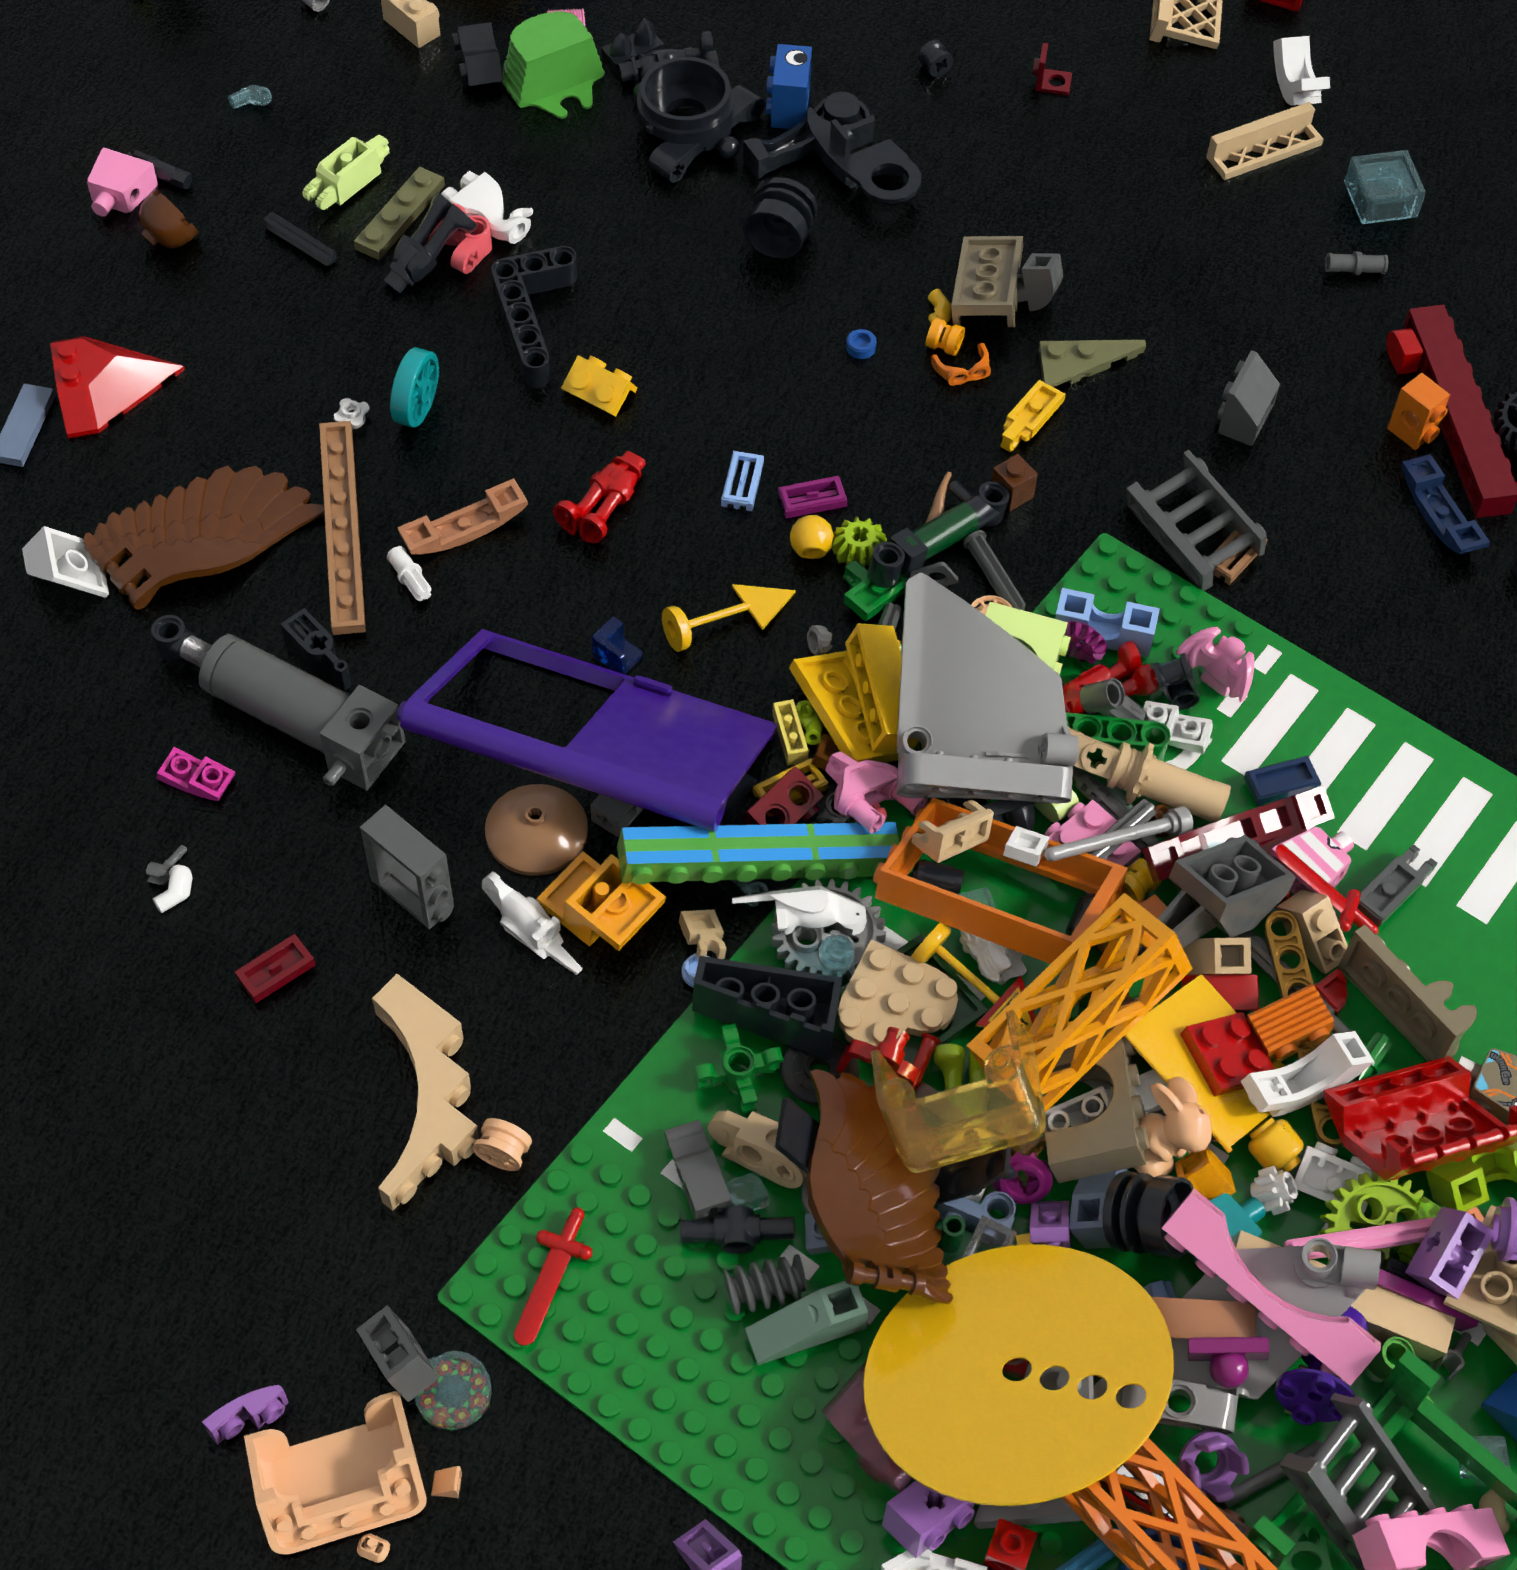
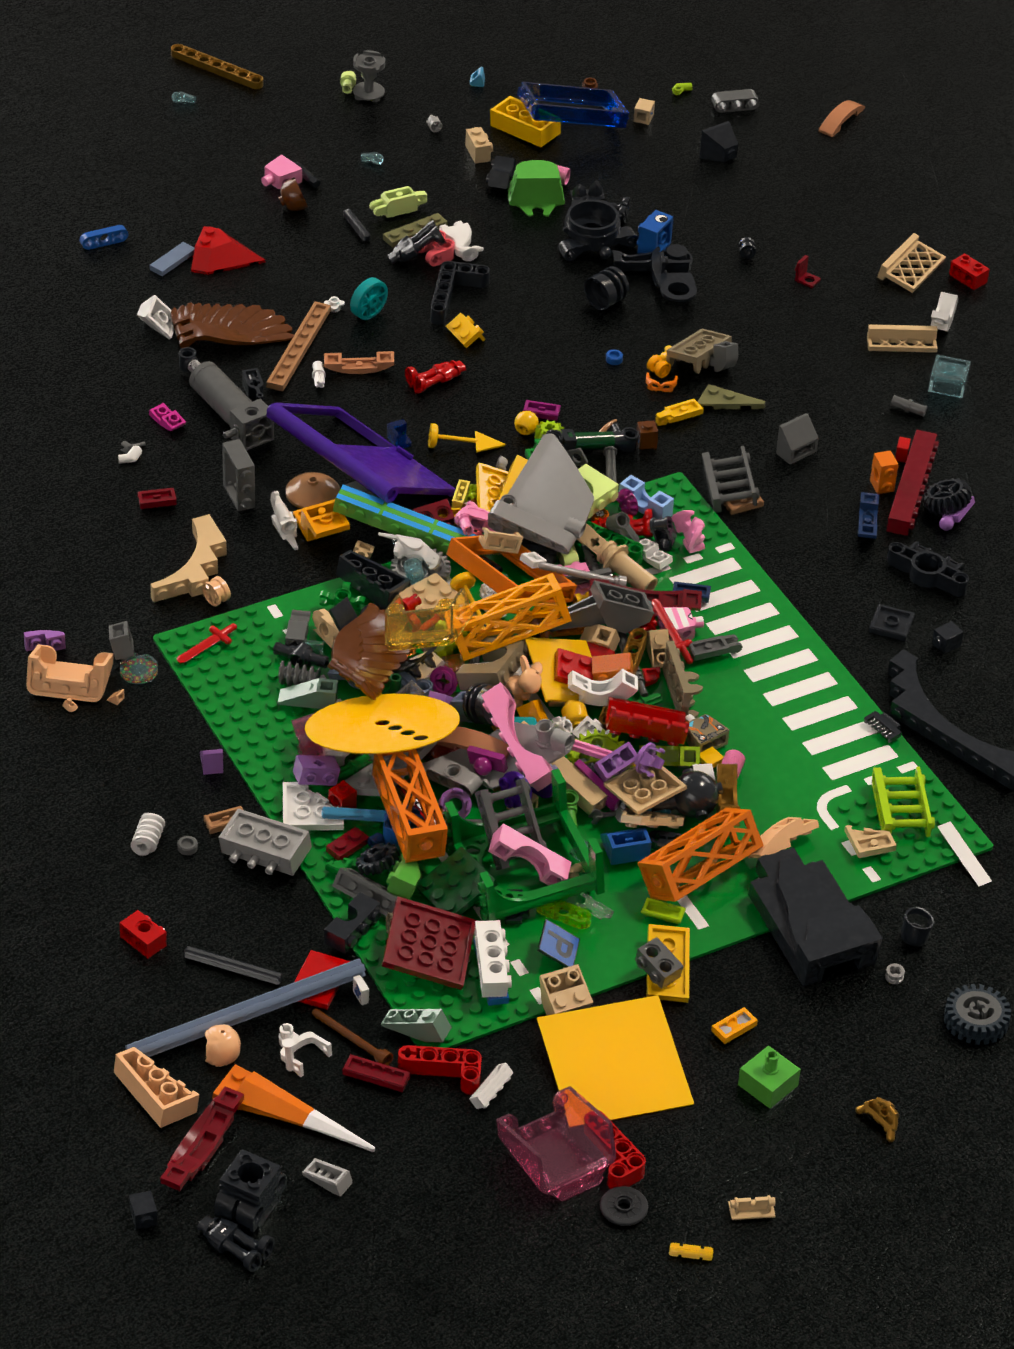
camera: 25 degrees right, 15 degrees down
(739, 500) = (514, 393): light blue tile -> none

